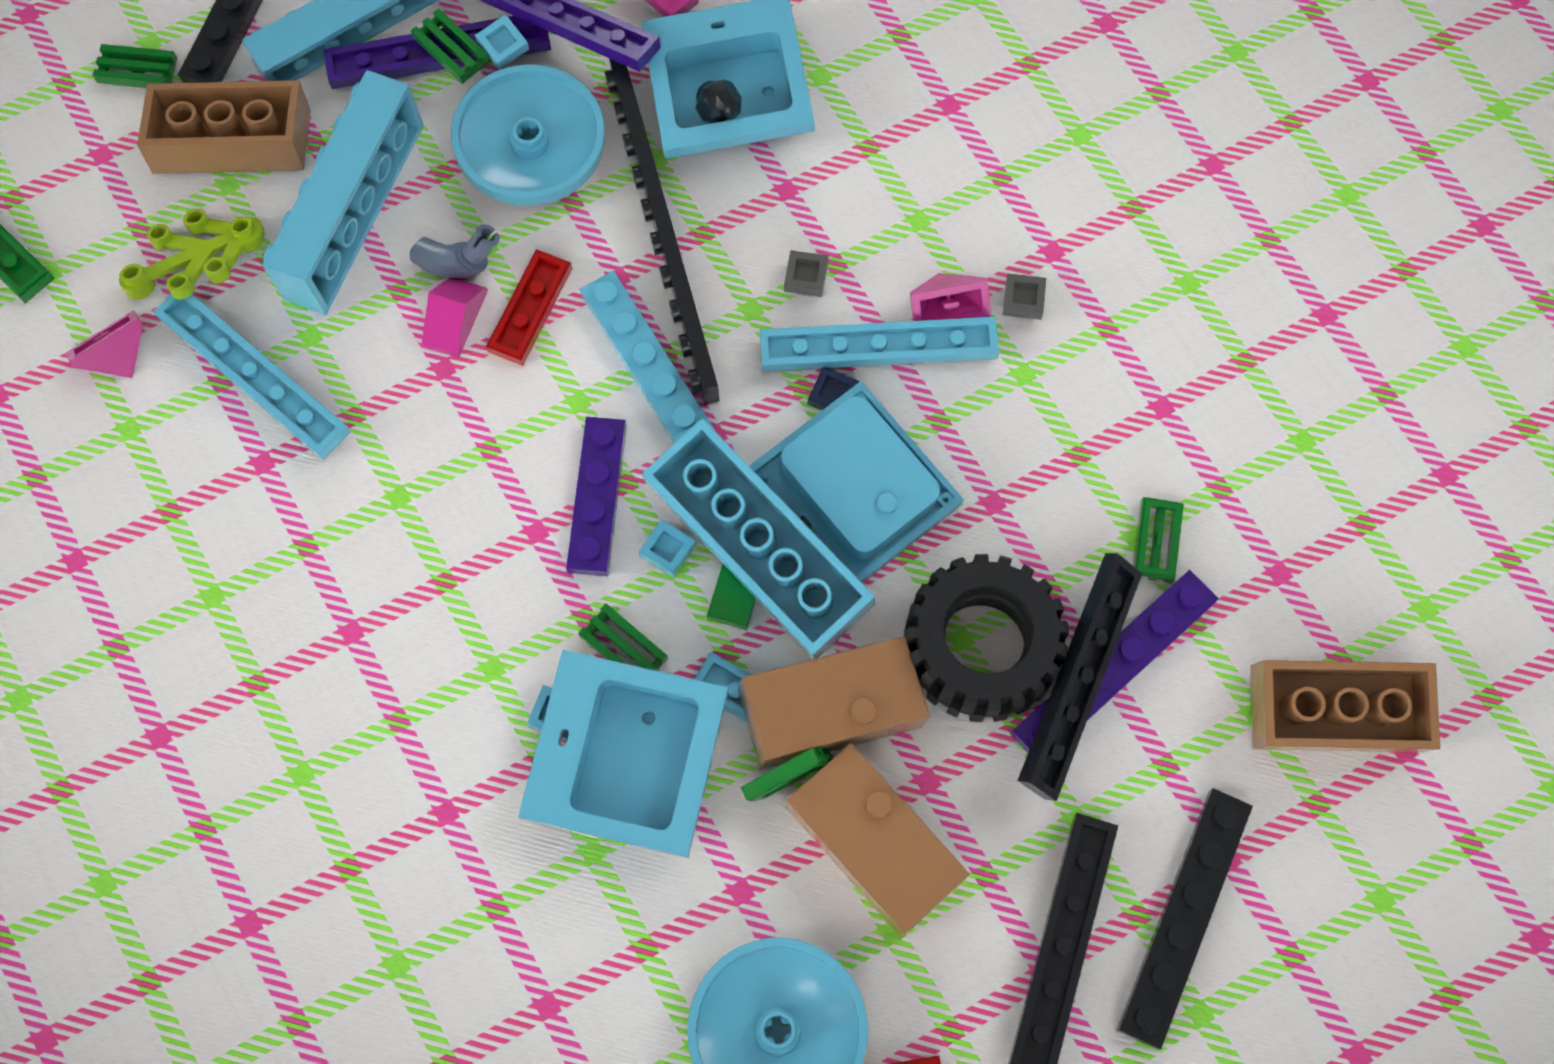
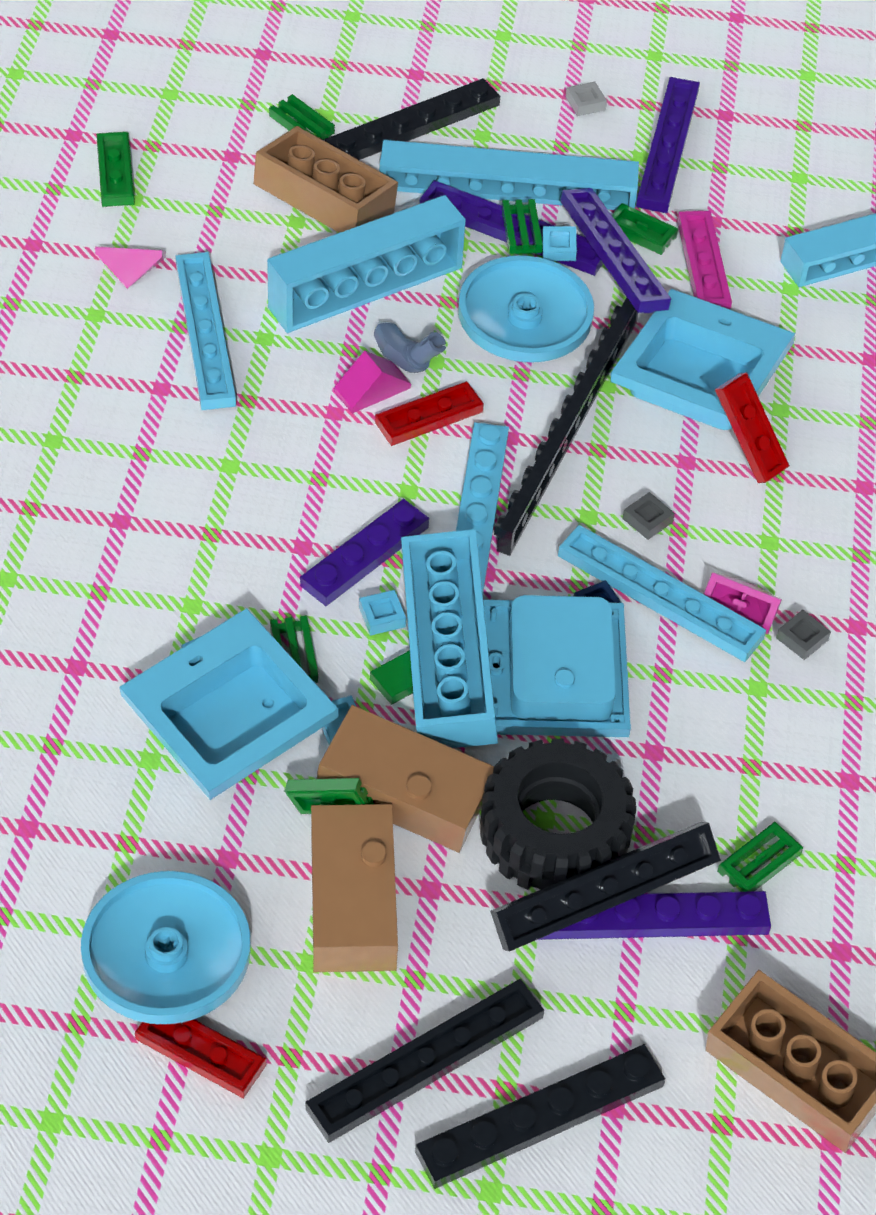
camera: 35 degrees right, 20 degrees down
(234, 237) = (233, 243): lime plant -> none
(718, 101) = (681, 367): black rock -> none
(829, 121) = (752, 427): none -> red tile

